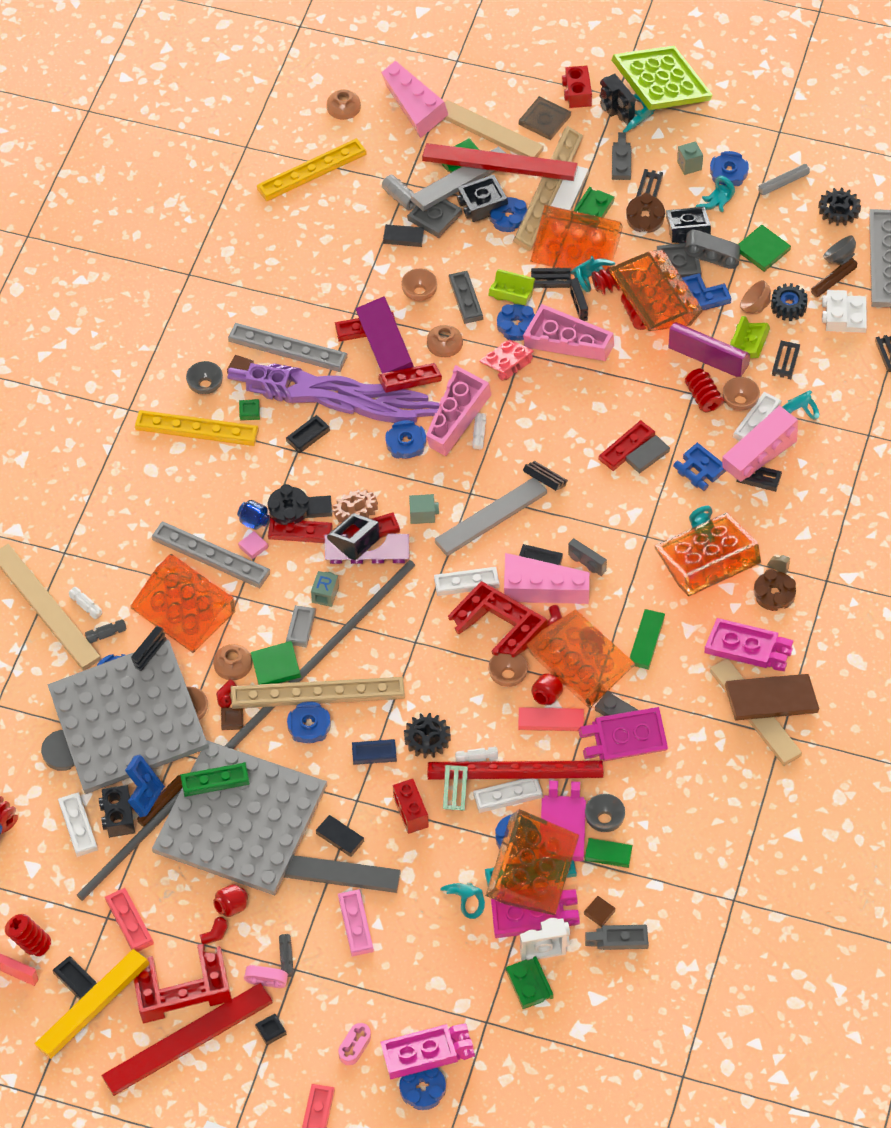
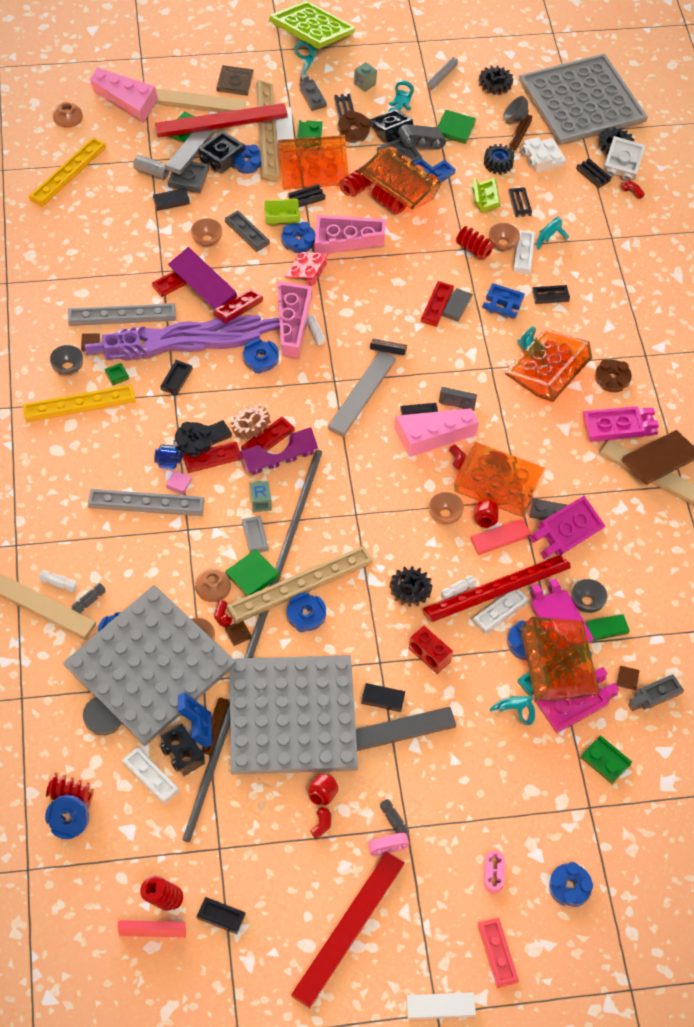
camera: 30 degrees left, 0 degrees up
(91, 1003) = (248, 933): yellow tile -> none
(129, 920) = (241, 843): coral tile -> none
(148, 648) = (144, 597): black tile -> none
(183, 603) = (145, 550): clear orange slope -> none
(211, 988) = (305, 907): red wedge -> none
(215, 779) = (257, 689): green tile -> none
(270, 1029) = (416, 889): black tile -> none
(355, 922) = (436, 766): bright pink tile -> none
(359, 542) = (268, 453): black tile -> none
(374, 752) = (372, 616): dark blue tile -> none
(423, 508) = (305, 405): sand green brick -> none
(427, 1049) = (558, 852): tile -> none
(444, 346) = (248, 274): nougat piece -> none
(455, 784) = (447, 607): tile -> none
(465, 580) = (371, 451): white tile -> none
(486, 598) = (396, 458): red wedge -> none
(547, 942) = (606, 719): white plate -> none
(578, 86) = (249, 49): red brick -> none
(578, 299) = (337, 203): black tile -> none
(585, 270) = (334, 179): teal piece -> none
(617, 98) = (288, 48): black plate -> none
(647, 638) = (538, 445): green tile -> none
(708, 350) = (460, 212): magenta brick -> none
(739, 166) = (397, 69): blue plate -> none
(756, 297) = (474, 162): nougat piece -> none
(761, 444) = (545, 267): bright pink wedge -> none
(780, 563) = (606, 353): dark tan tile -> none

